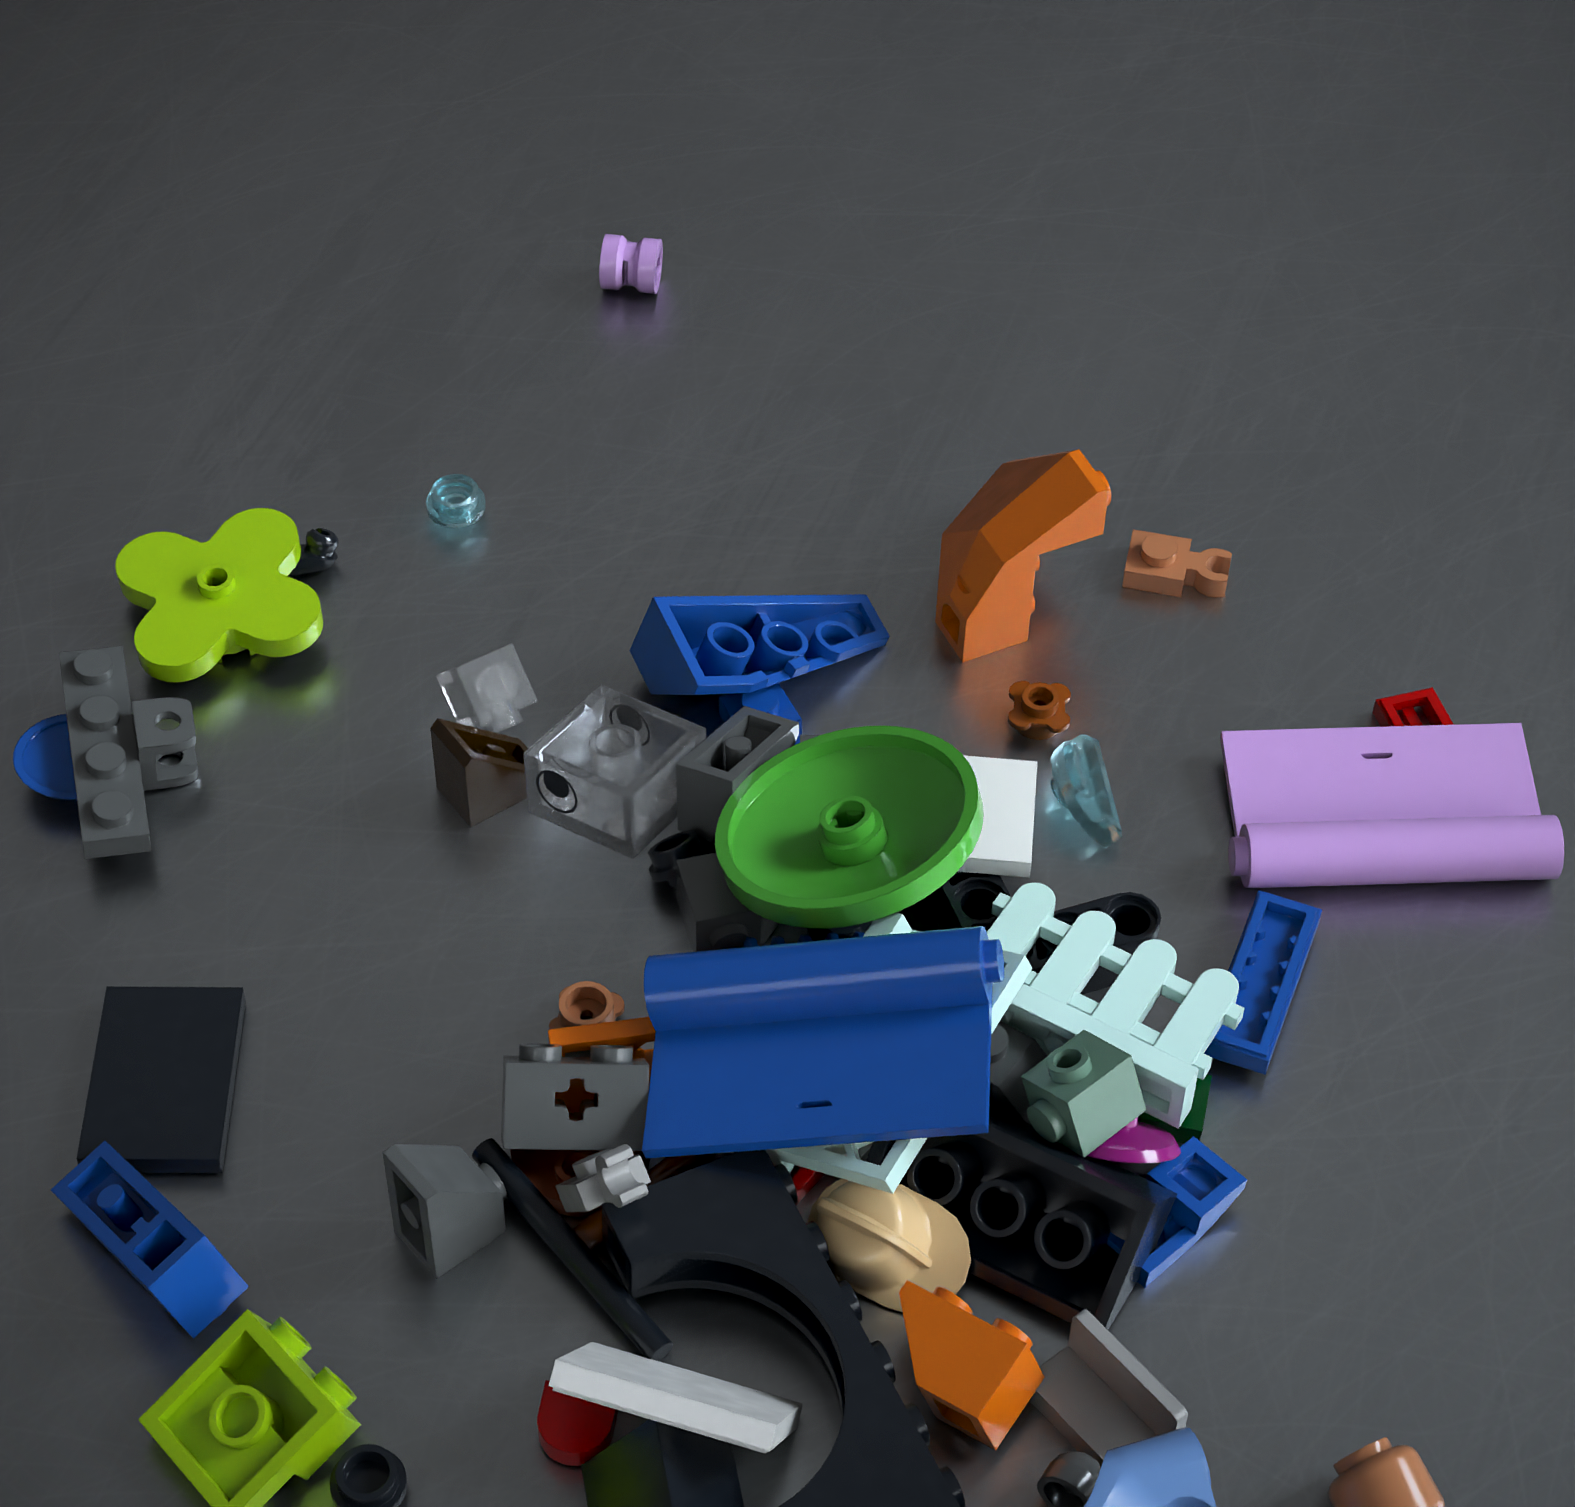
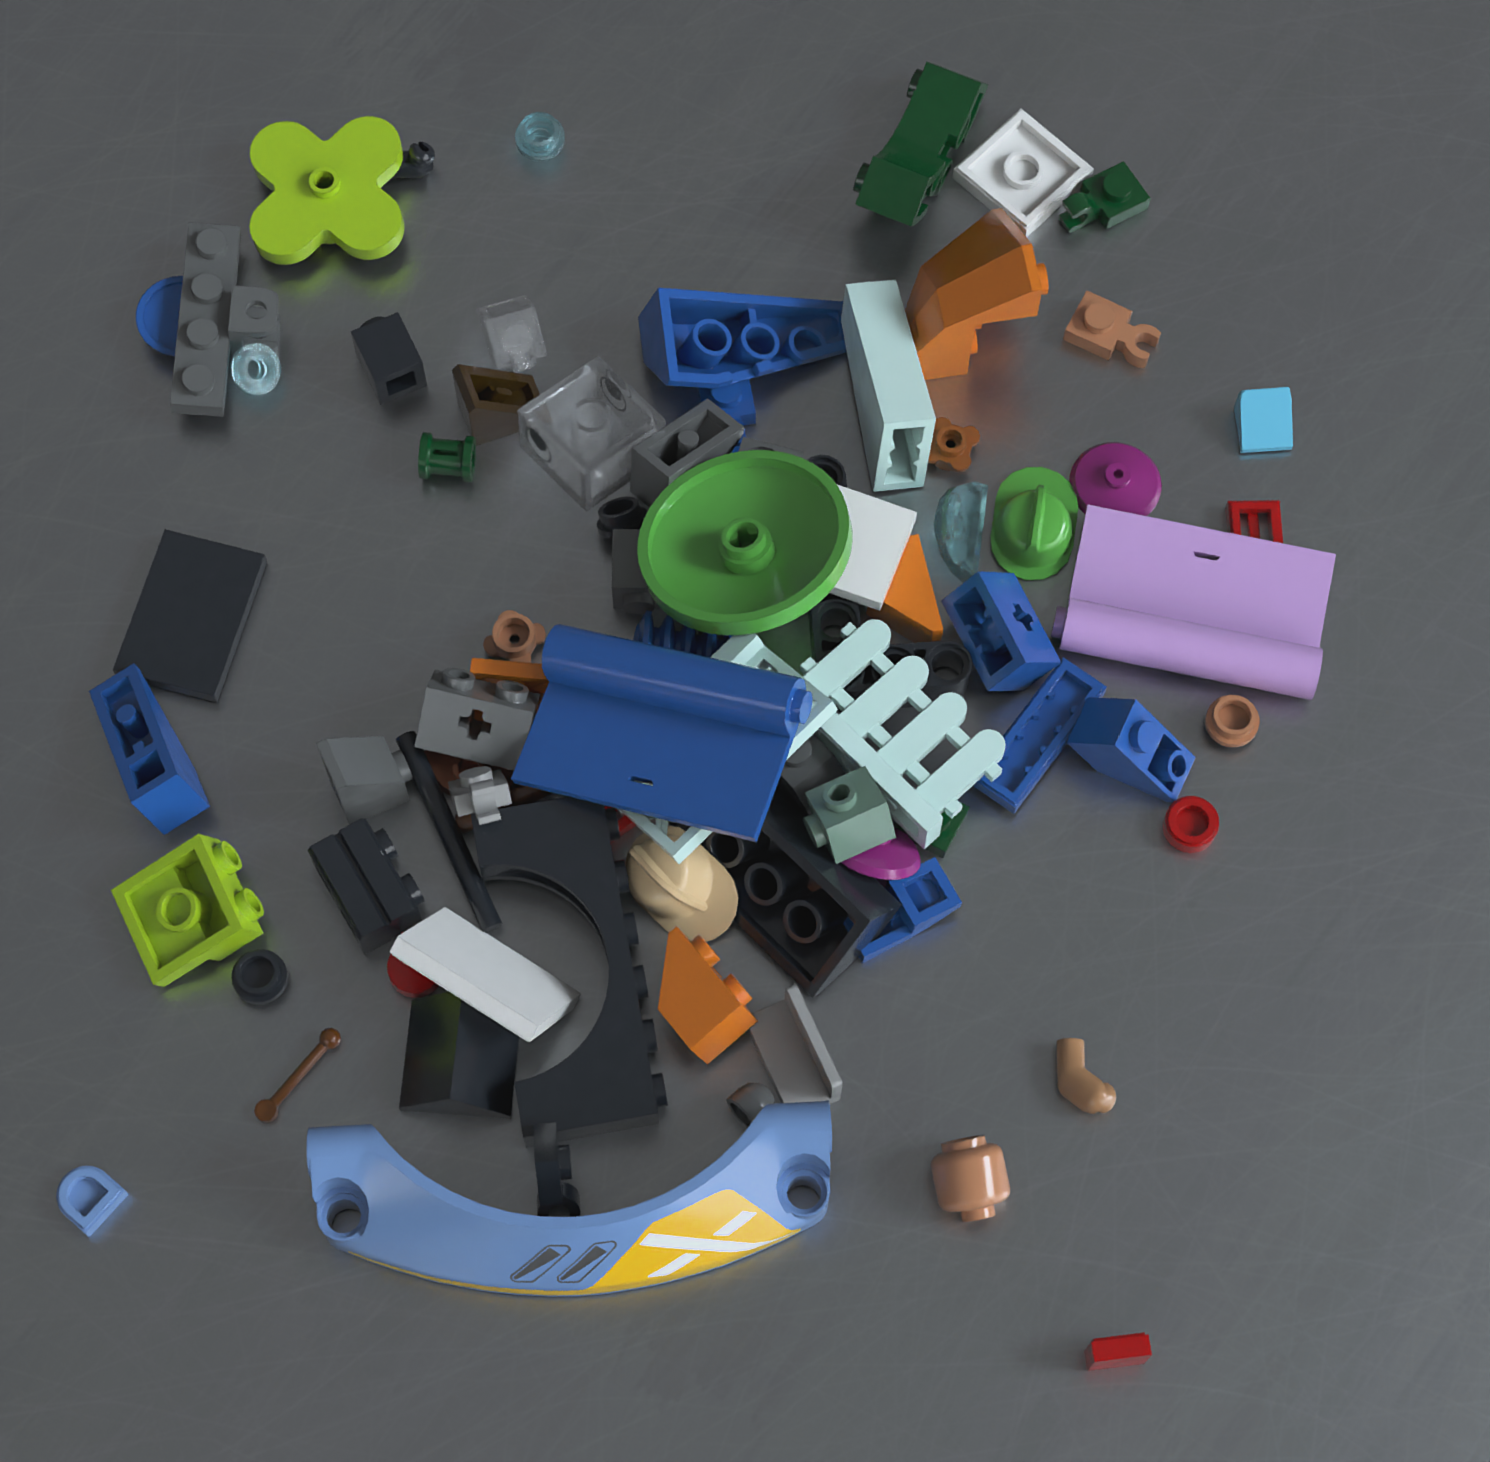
camera: 15 degrees right, 20 degrees up
(189, 782) = (269, 369): none -> clear light blue plate
(342, 748) = (388, 357): none -> black brick
(444, 837) = (447, 457): none -> dark green bush
(482, 1332) = (366, 884): none -> black brick
(893, 442) = (916, 155): none -> dark green brick
(950, 653) = (887, 385): none -> light aqua slope
(1010, 426) = (1022, 172): none -> white tile
(1061, 860) = (910, 601): none -> orange slope
(1122, 442) = (1107, 196): none -> dark green plate
(1164, 771) = (1034, 523): none -> bright green piece
(1178, 874) = (1000, 631): none -> blue brick
(1234, 704) = (1116, 479): none -> magenta piece
(1376, 965) = (1131, 746): none -> blue slope
(1380, 612) = (1264, 419): none -> medium azure slope
(1469, 1357) = (1079, 1084): none -> medium nougat arm
(1478, 1039) = (1190, 824): none -> red tile
(1479, 917) = (1232, 721): none -> nougat plate

